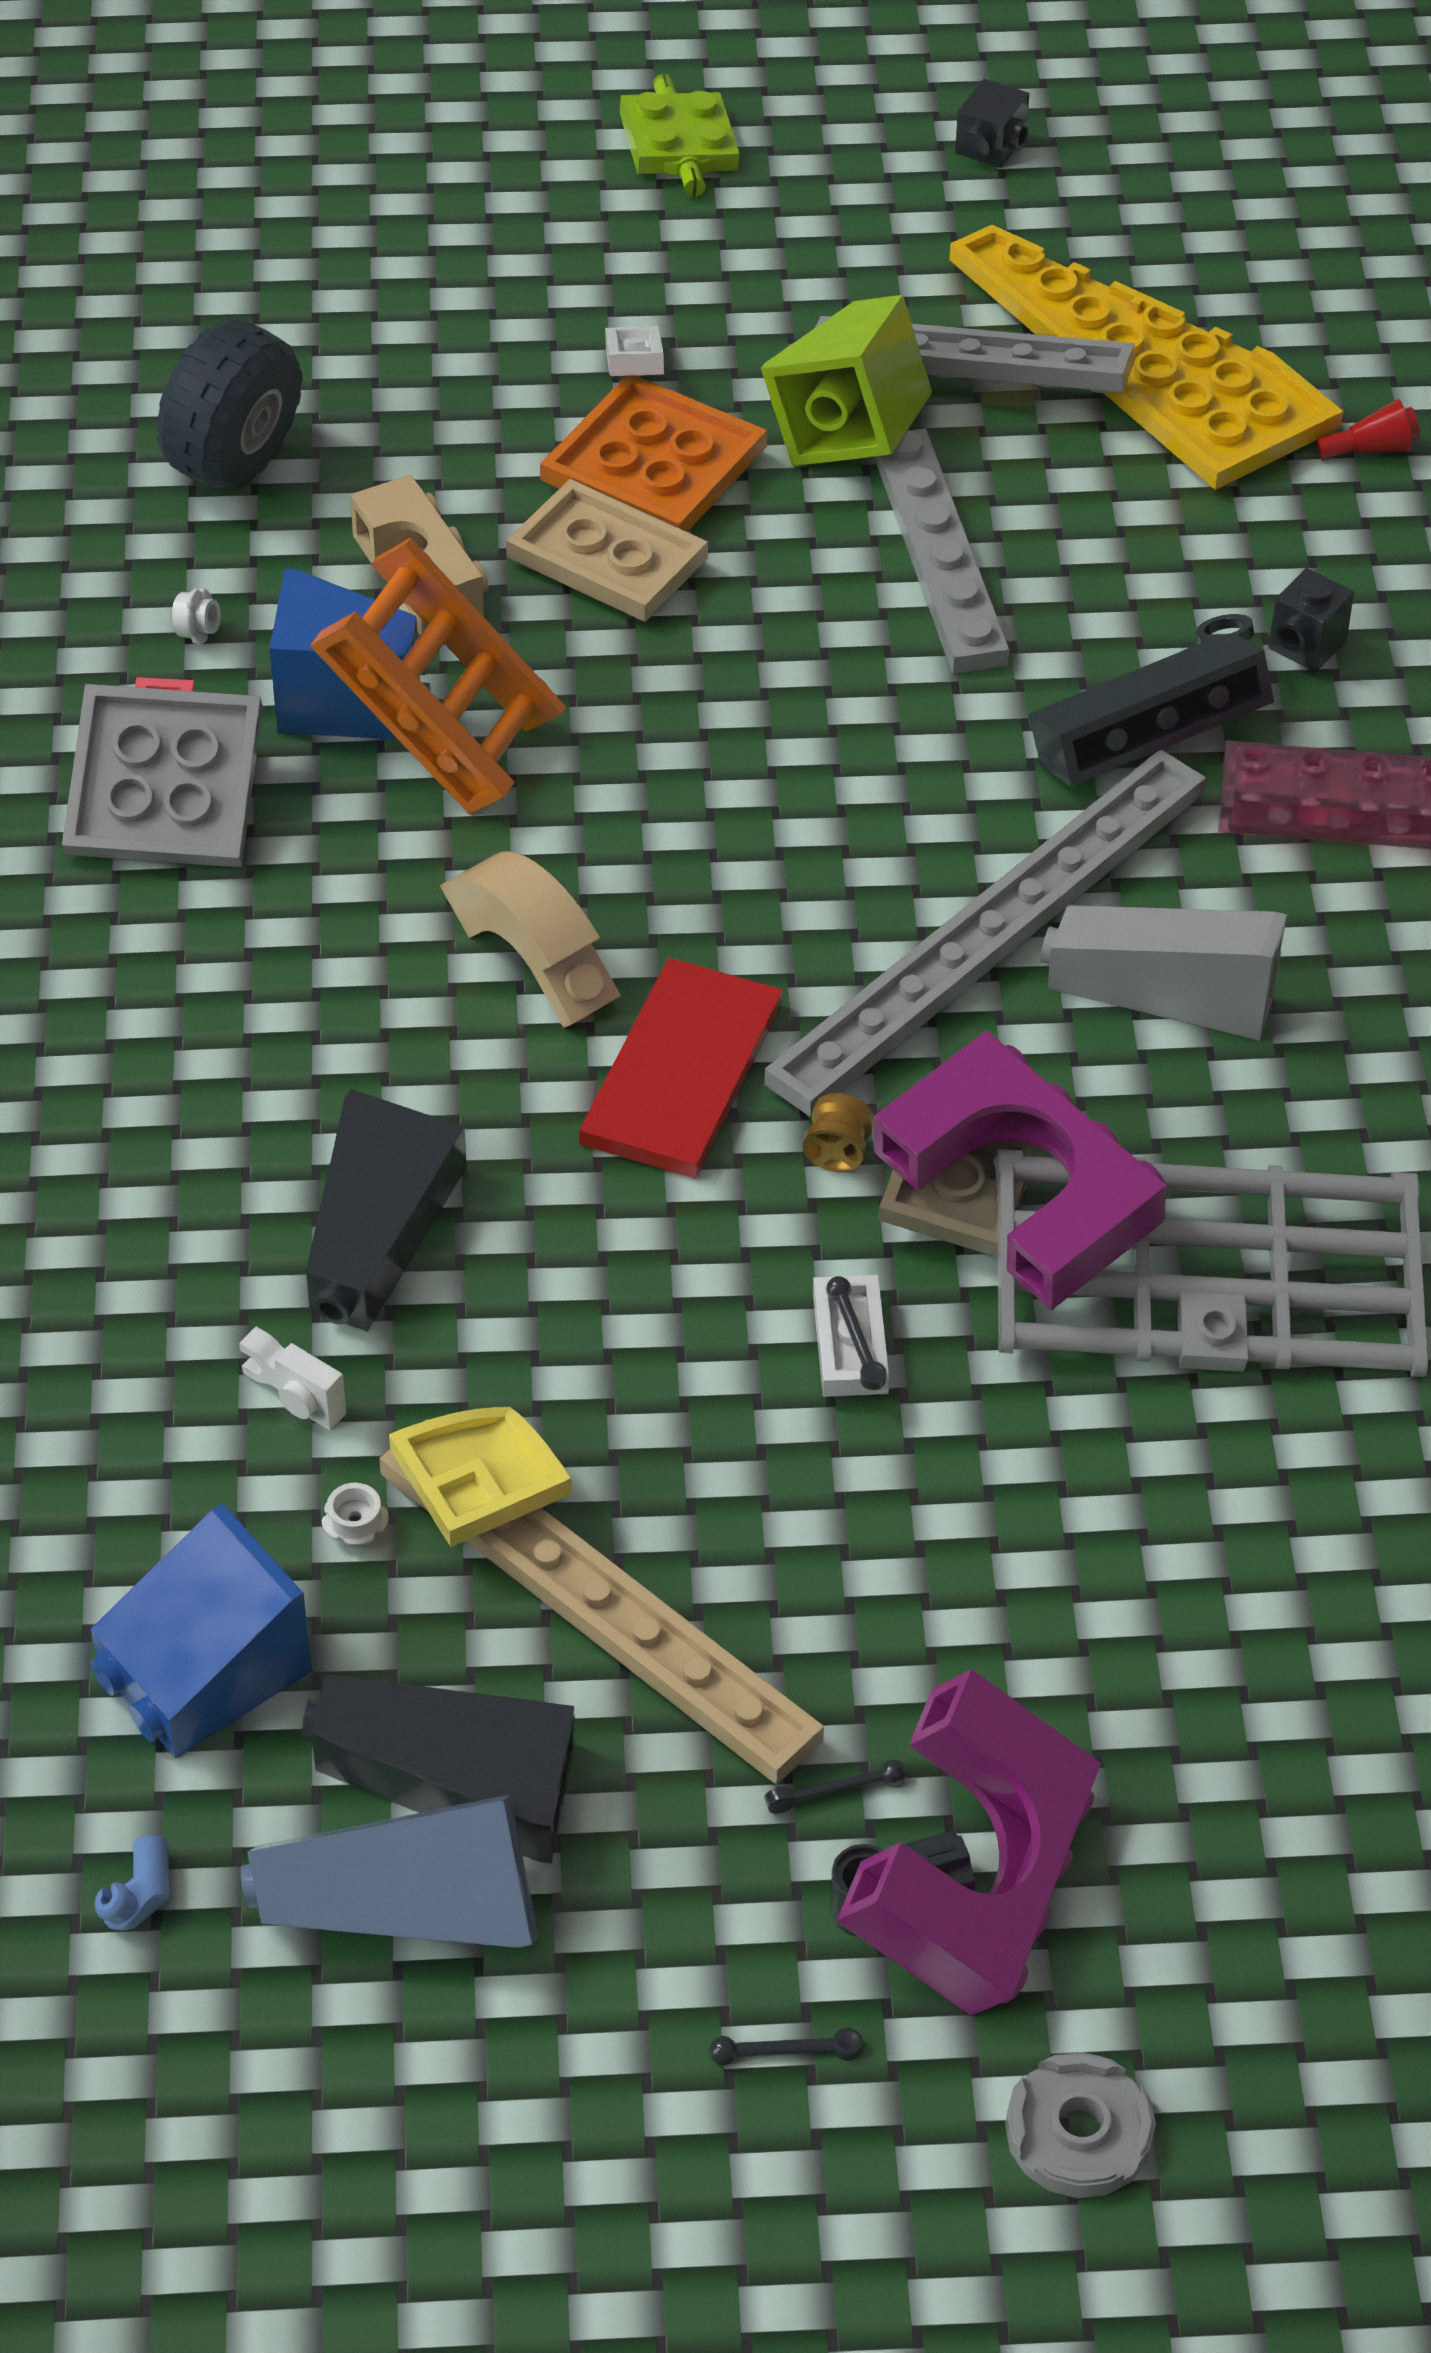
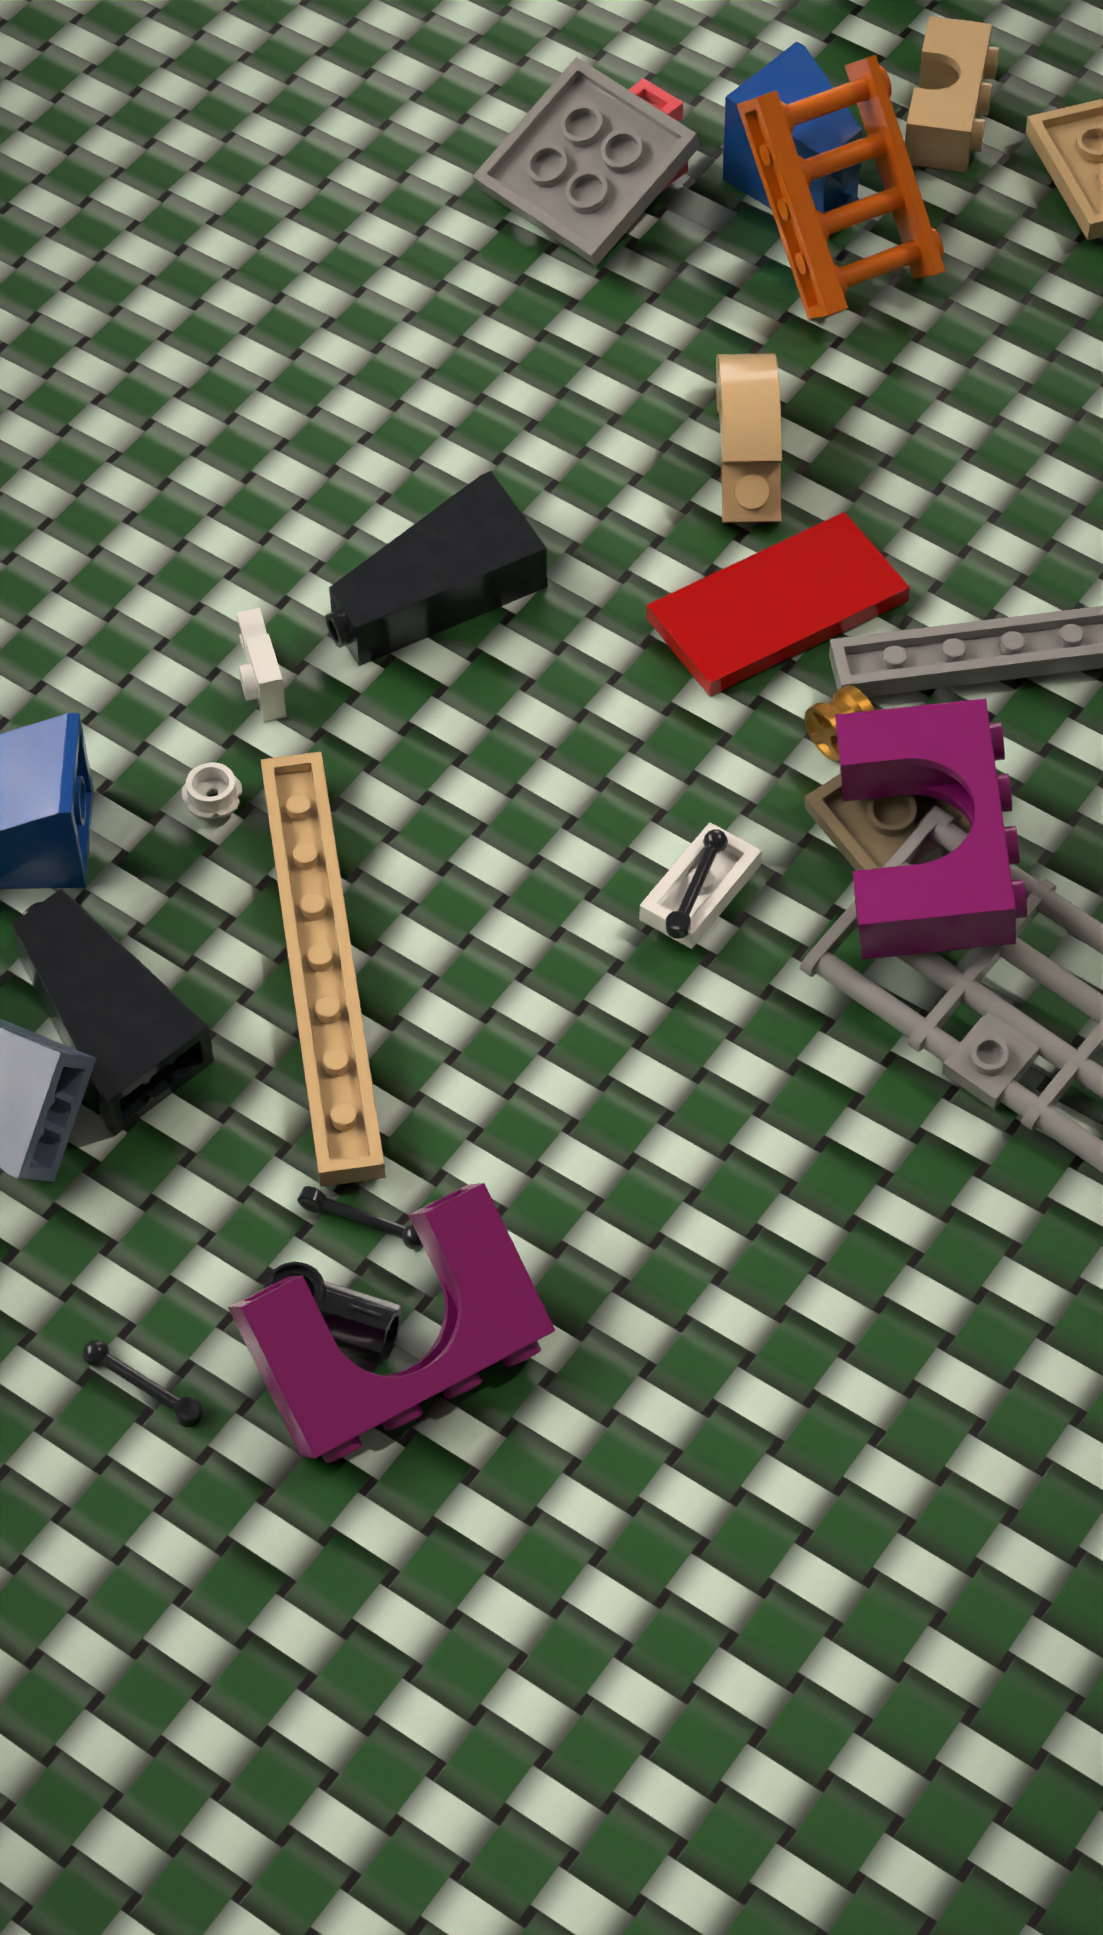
camera: 40 degrees right, 5 degrees up
(195, 615) = (735, 54): white plate -> none
(479, 1469) = (312, 809): light yellow plate -> none
(1073, 2163) = (301, 1629): light grey tile -> none

